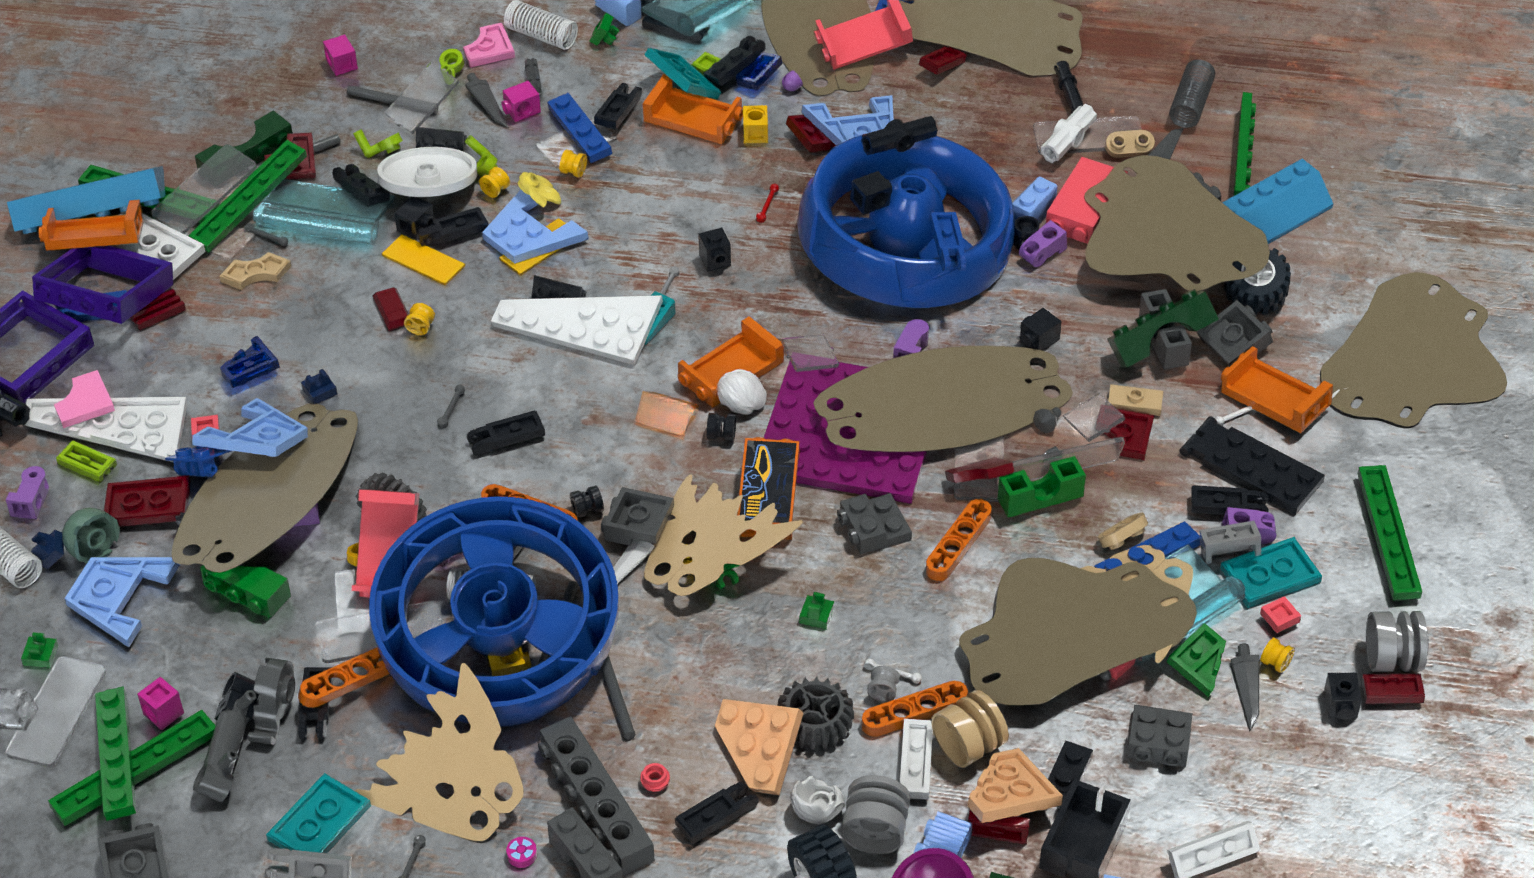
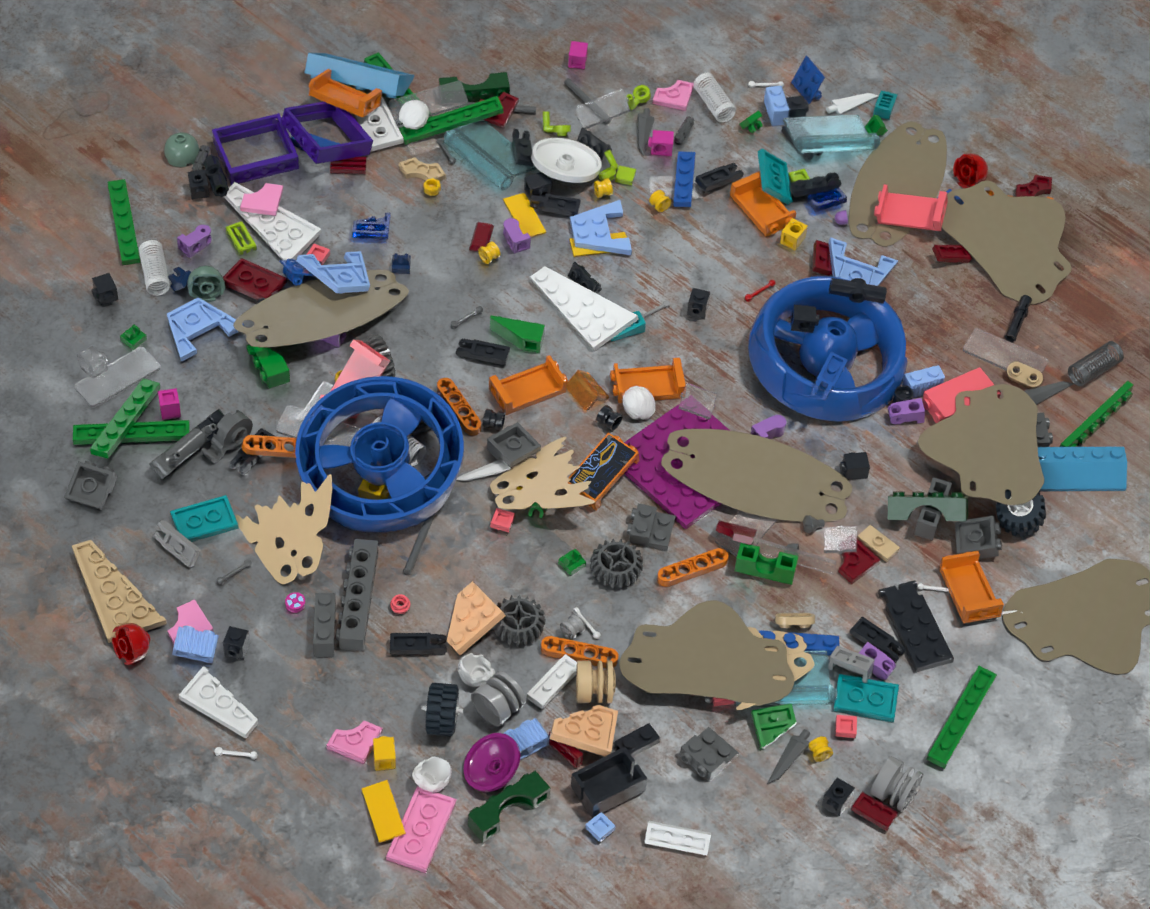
camera: 30 degrees right, 5 degrees up
(200, 208) = (414, 114): none -> white hair
(284, 282) = (432, 187): none -> yellow tile
(434, 285) = (514, 236): none -> medium lavender leg
(507, 156) = (625, 175): none -> lime tile
(535, 389) = (522, 334): none -> green slope
(538, 188) = (625, 207): light yellow plate -> none
(594, 442) = (528, 386): none -> orange panel
(695, 609) = (502, 520): none -> coral plate
(884, 592) = (619, 569): none -> dark grey gear
(1068, 133) = (988, 346): white piece -> none

